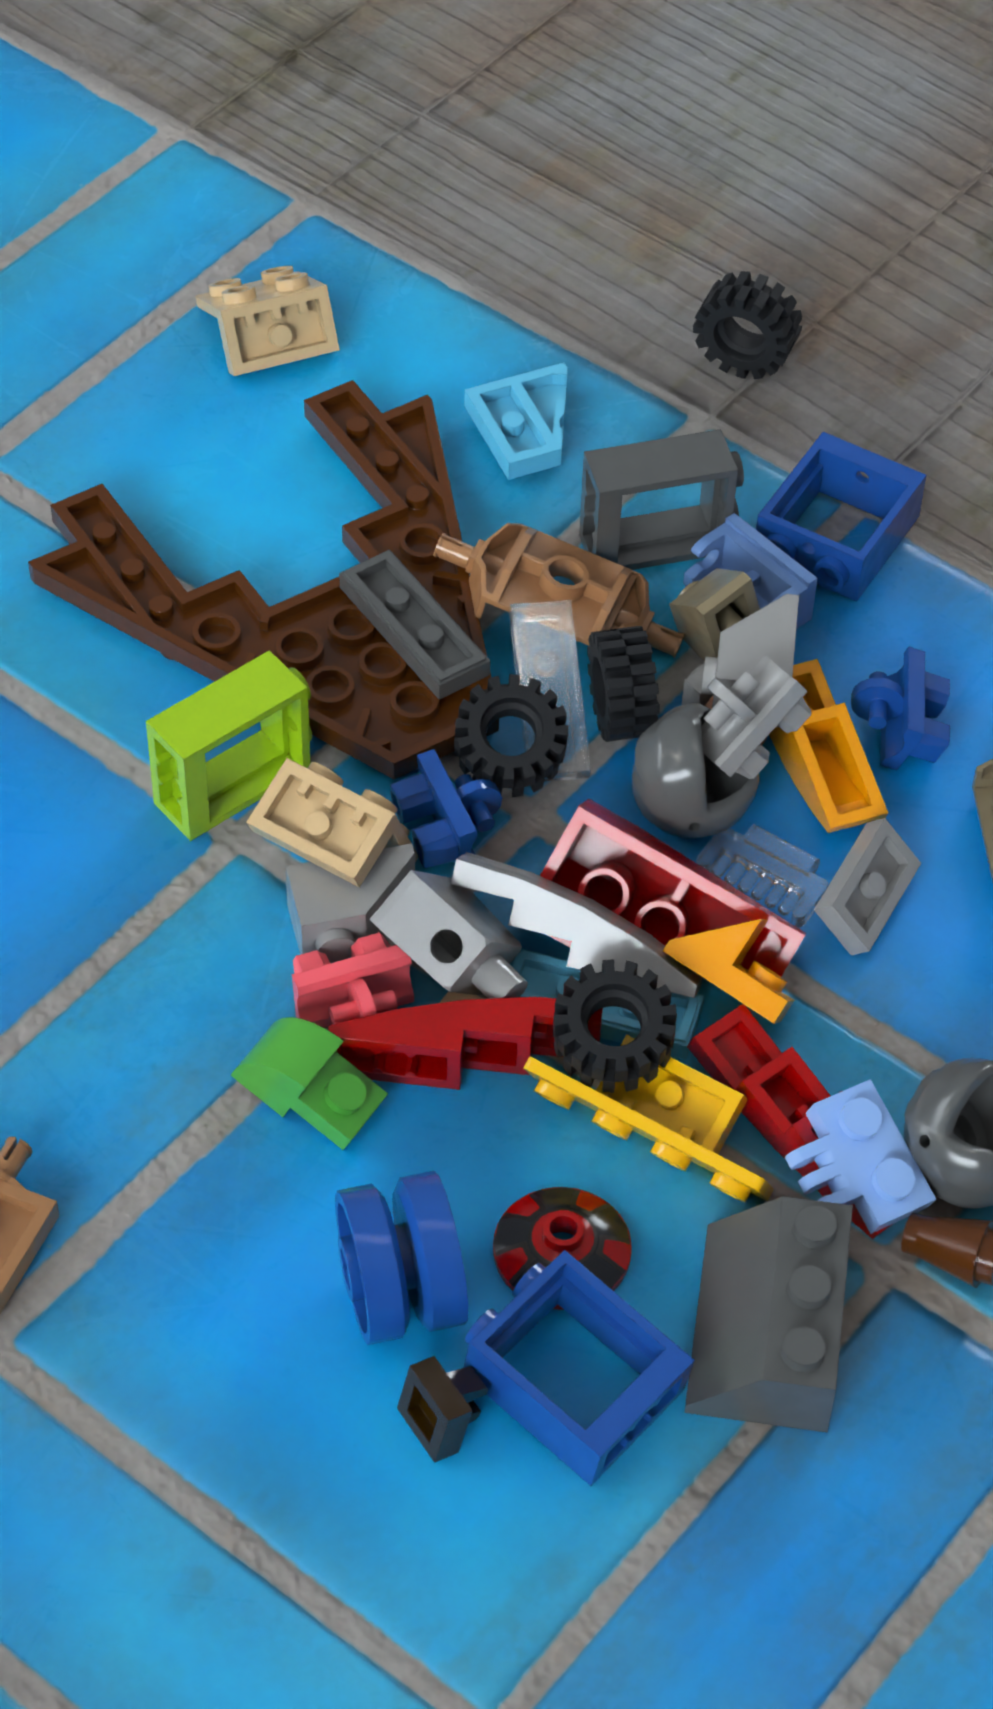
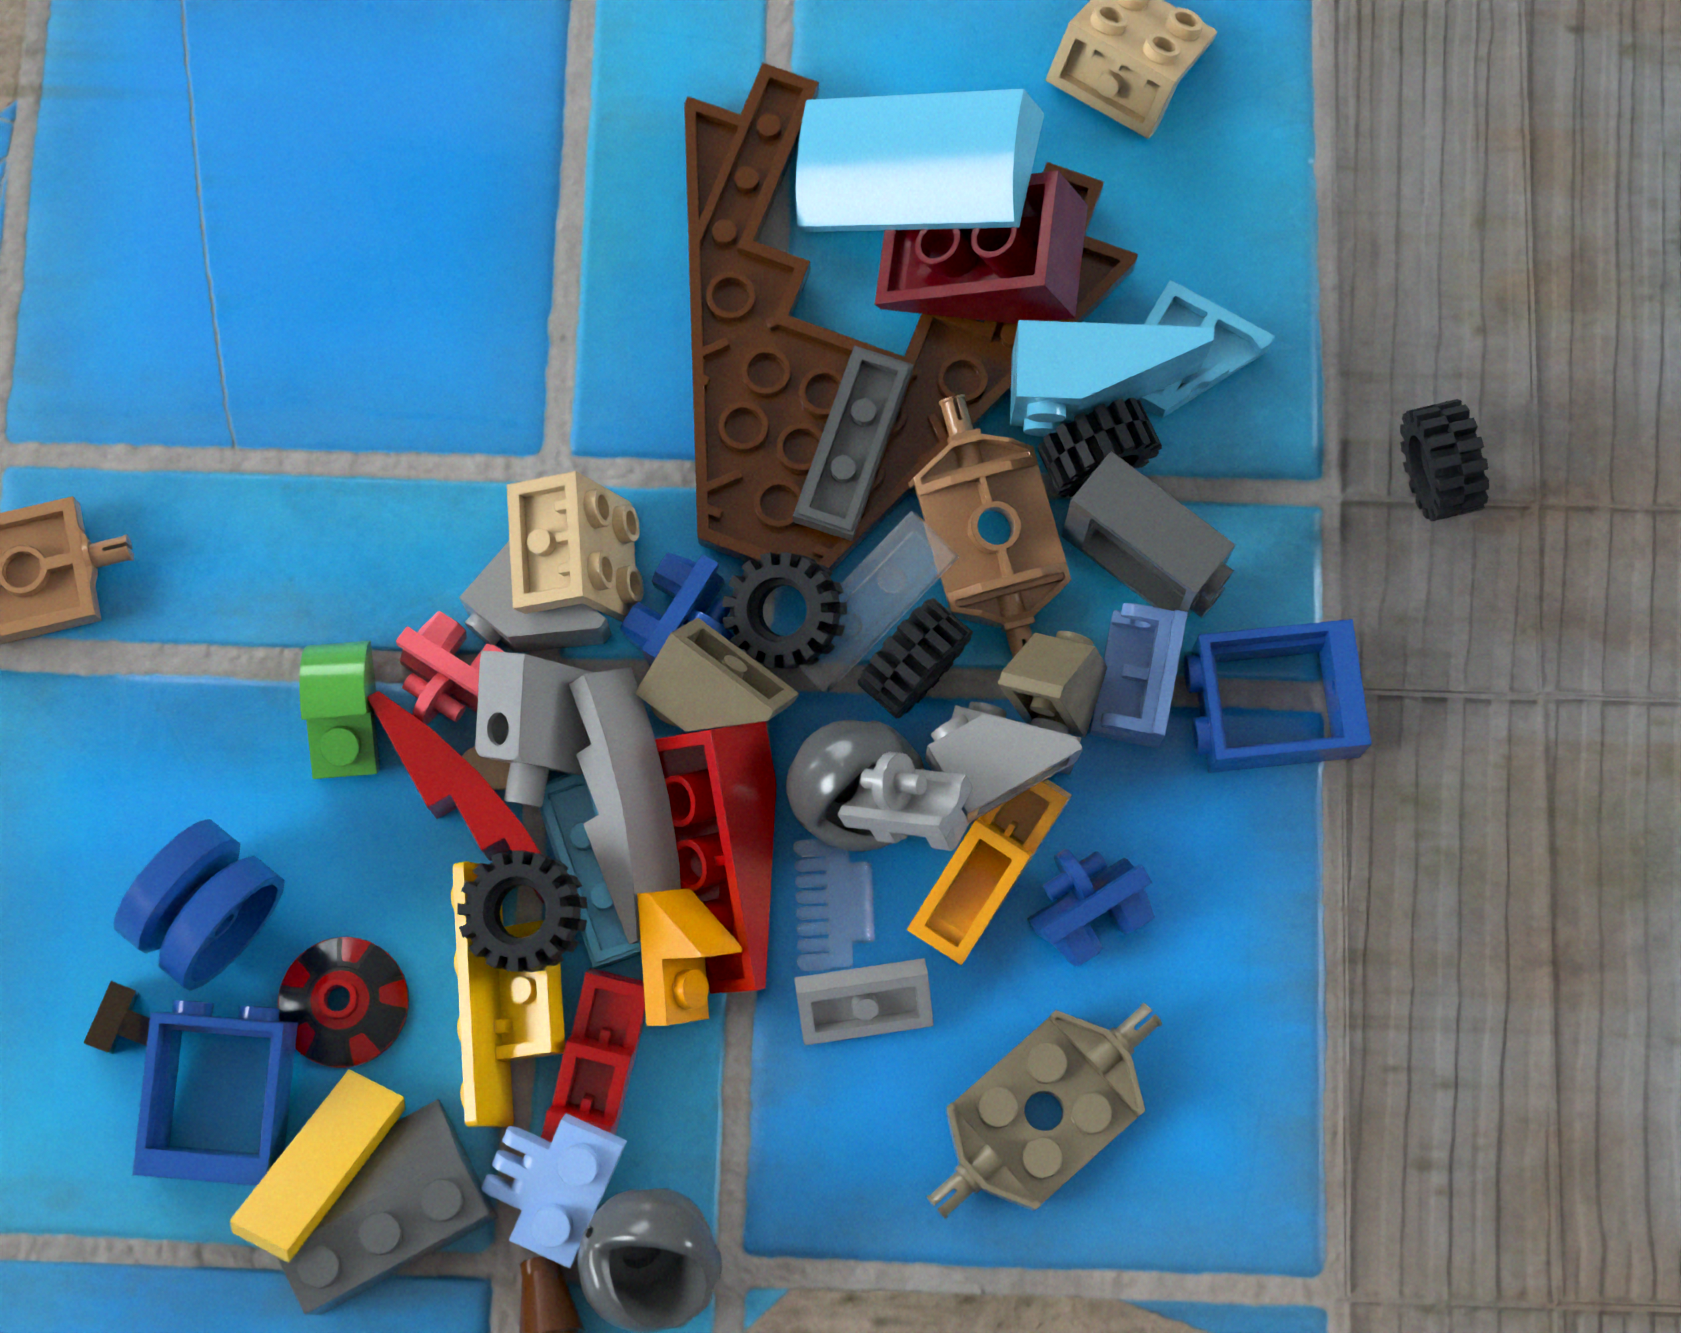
camera: 55 degrees right, 25 degrees up
(205, 793) = (600, 404): lime window -> none
(235, 449) = (916, 161): none -> medium azure slope
(343, 455) = (992, 271): none -> dark red slope
(496, 441) = (1081, 365): none -> medium azure slope
(529, 808) = (710, 682): none -> dark tan slope
(557, 487) = (1084, 443): none -> black tyre
(707, 1315) = (317, 1165): none -> yellow tile

